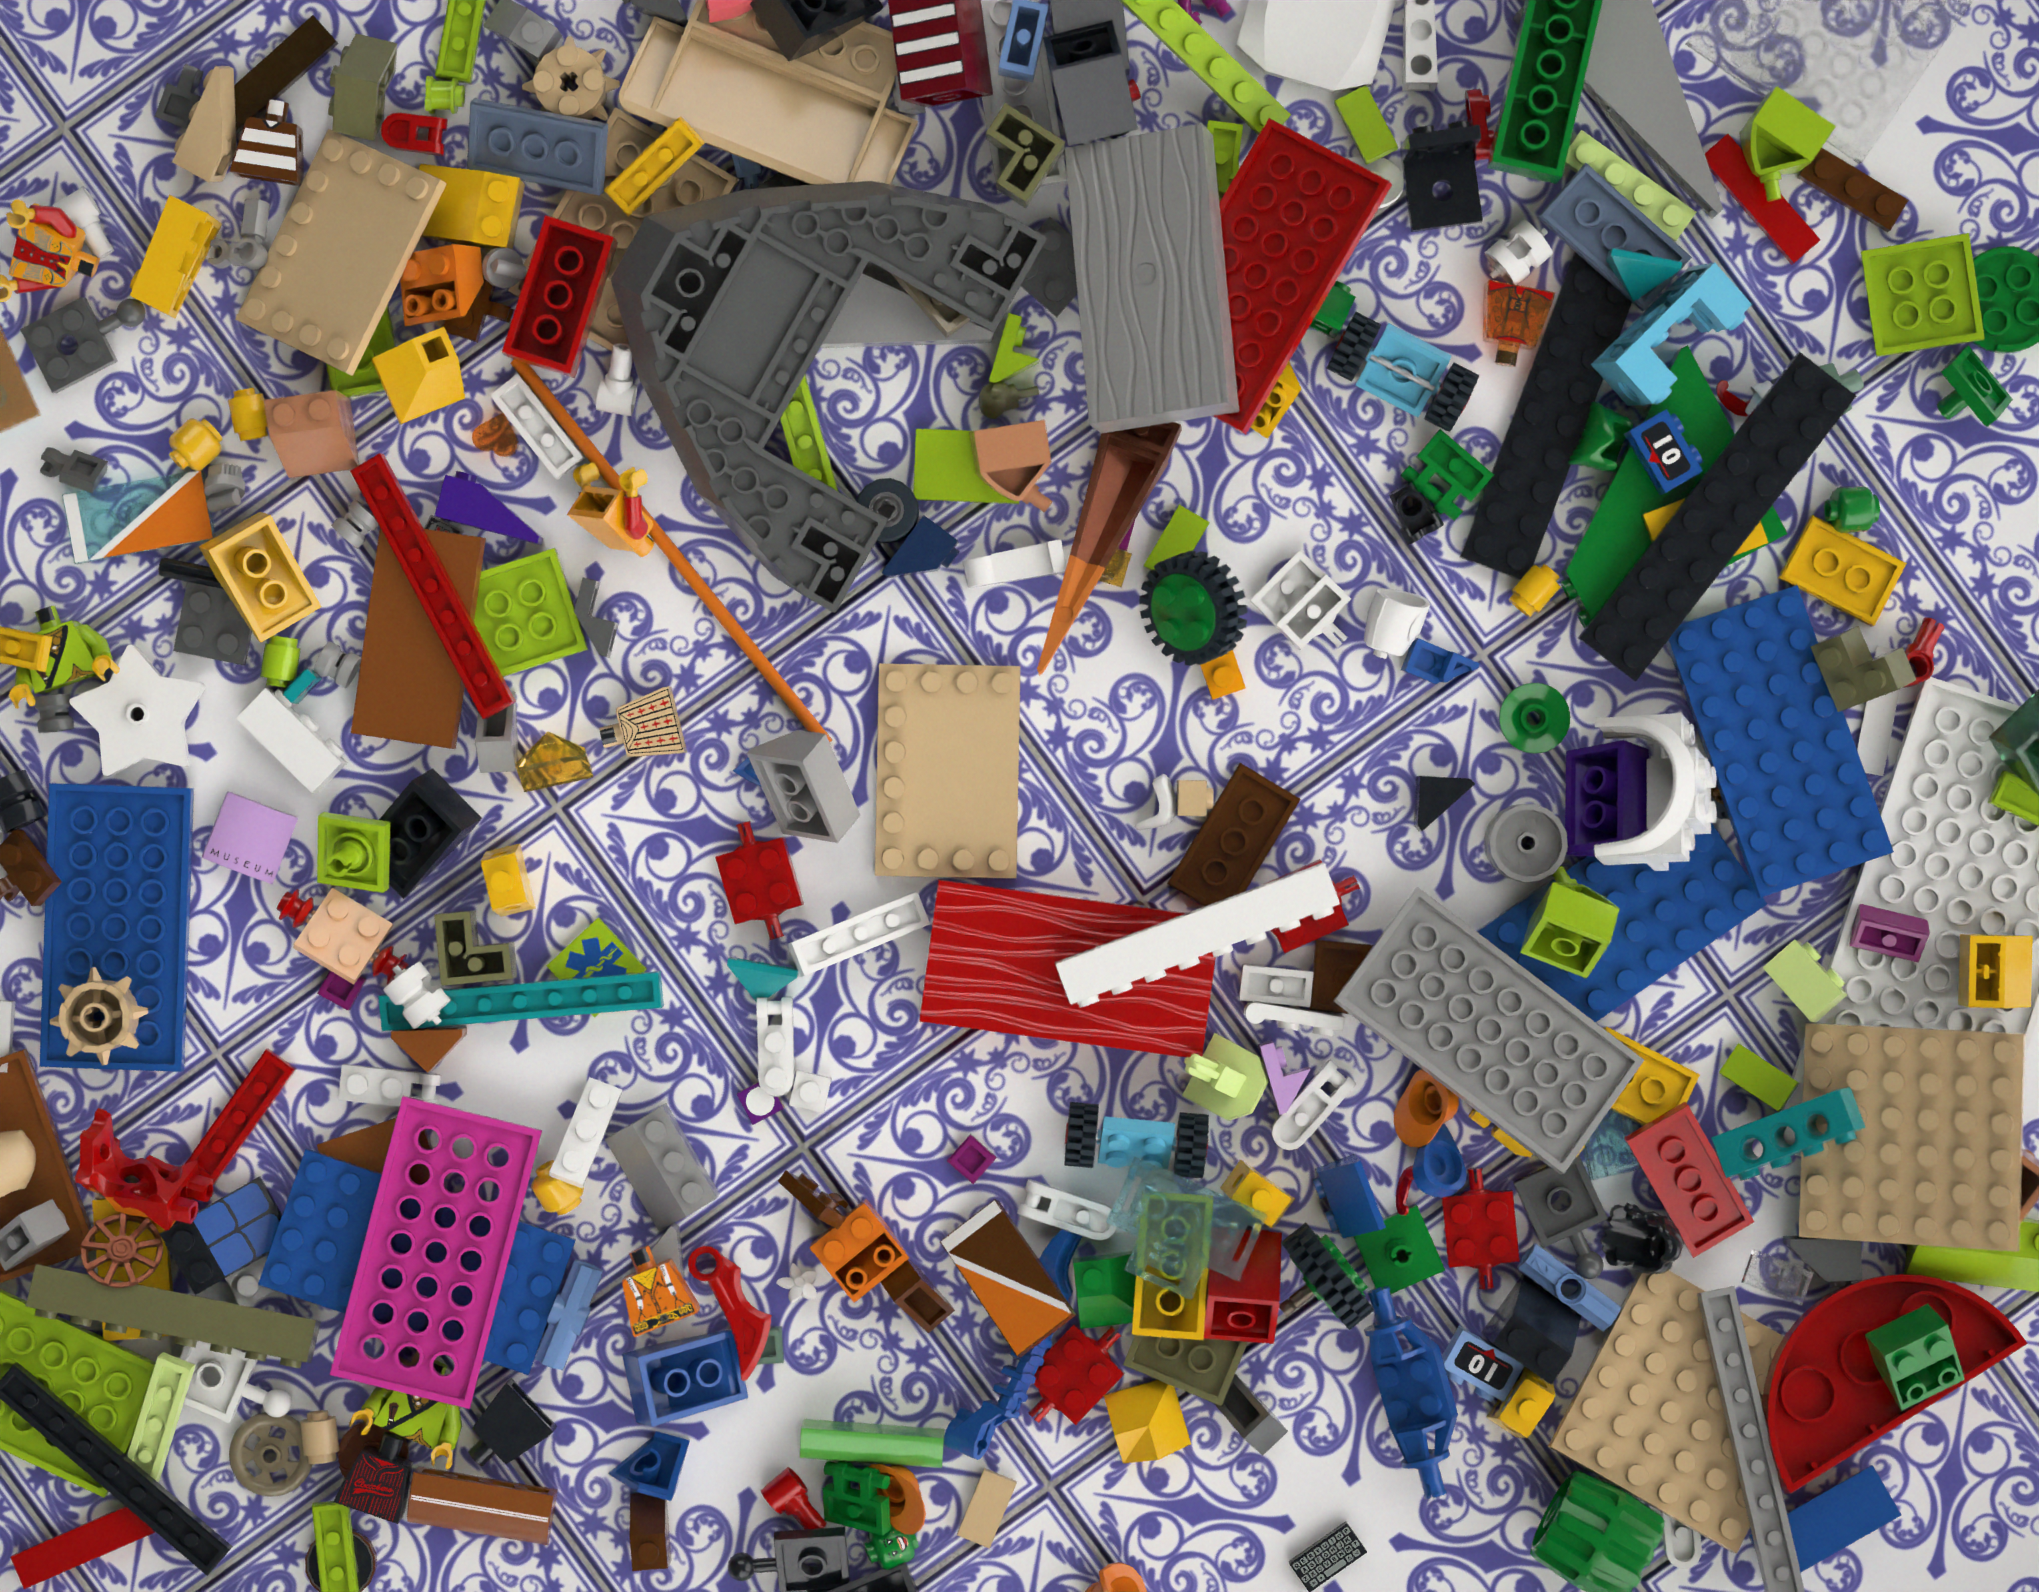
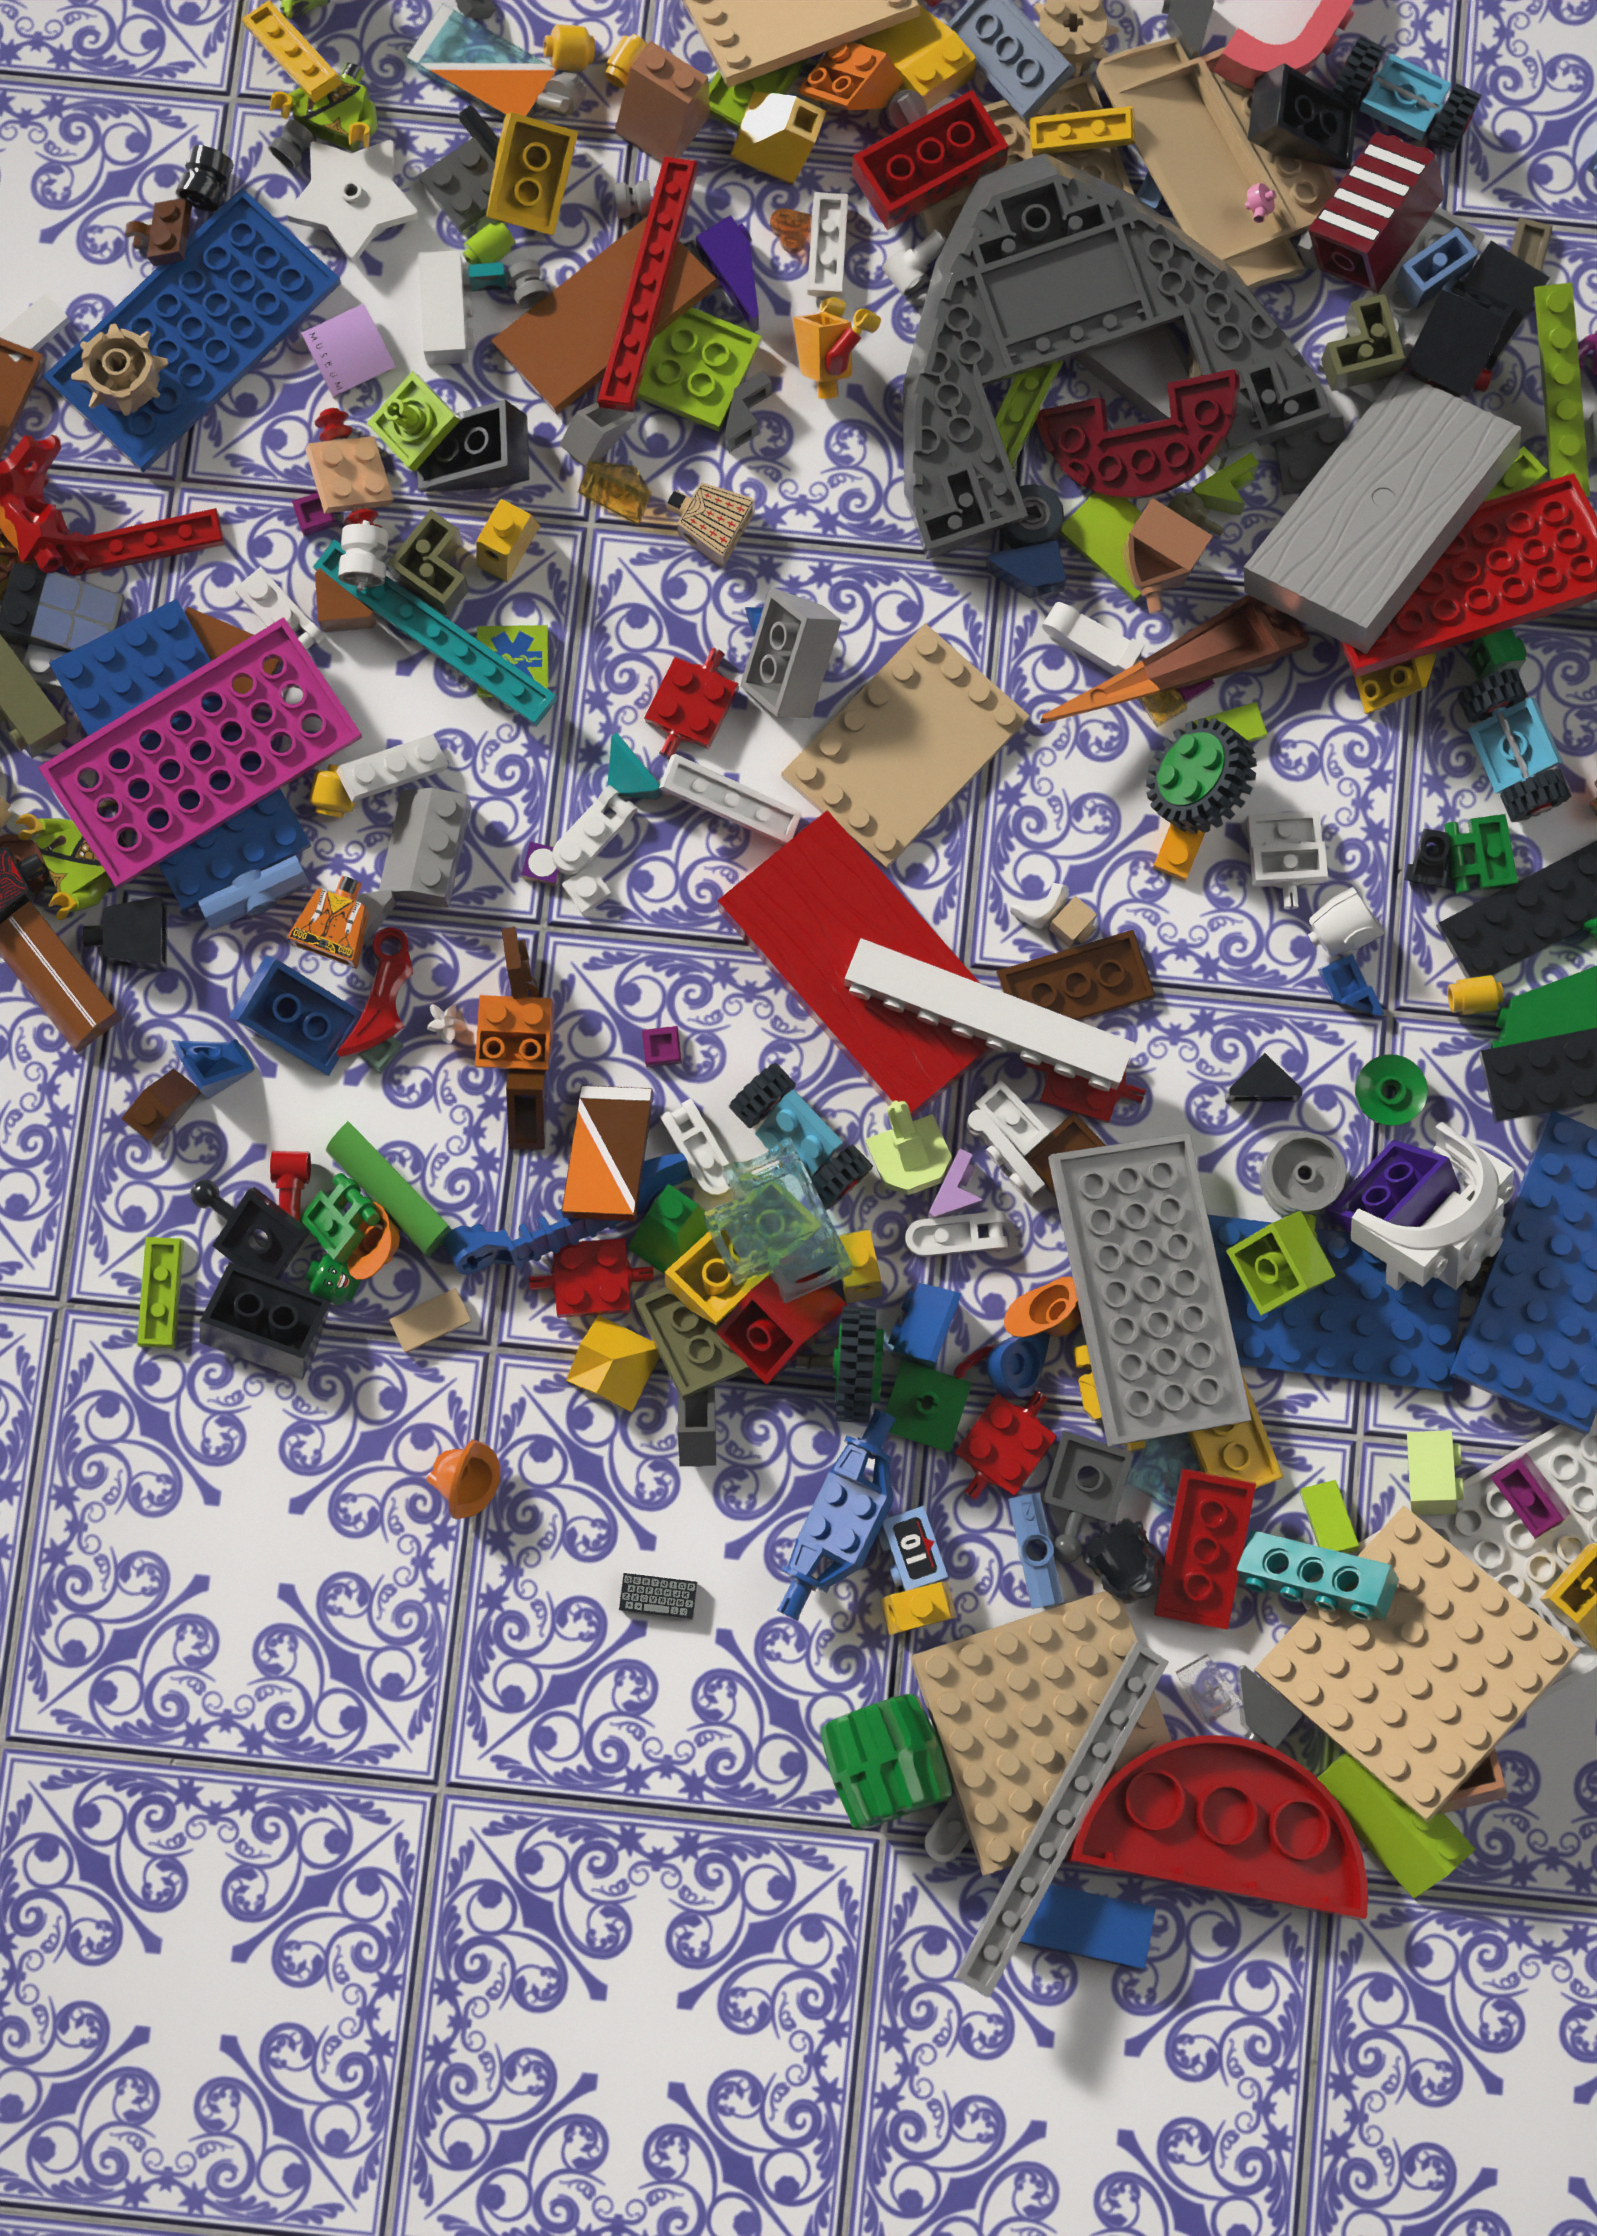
camera: 45 degrees right, 10 degrees down
(471, 324) = (852, 127): reddish brown plate -> none
(672, 552) = (844, 414): orange piece -> none
(843, 105) = (1260, 201): none -> bright pink piece
(933, 393) = (1146, 456): none -> dark red plate
(1535, 1329) = (980, 1555): black slope -> none
(1915, 1356) = (1267, 1843): green slope -> none

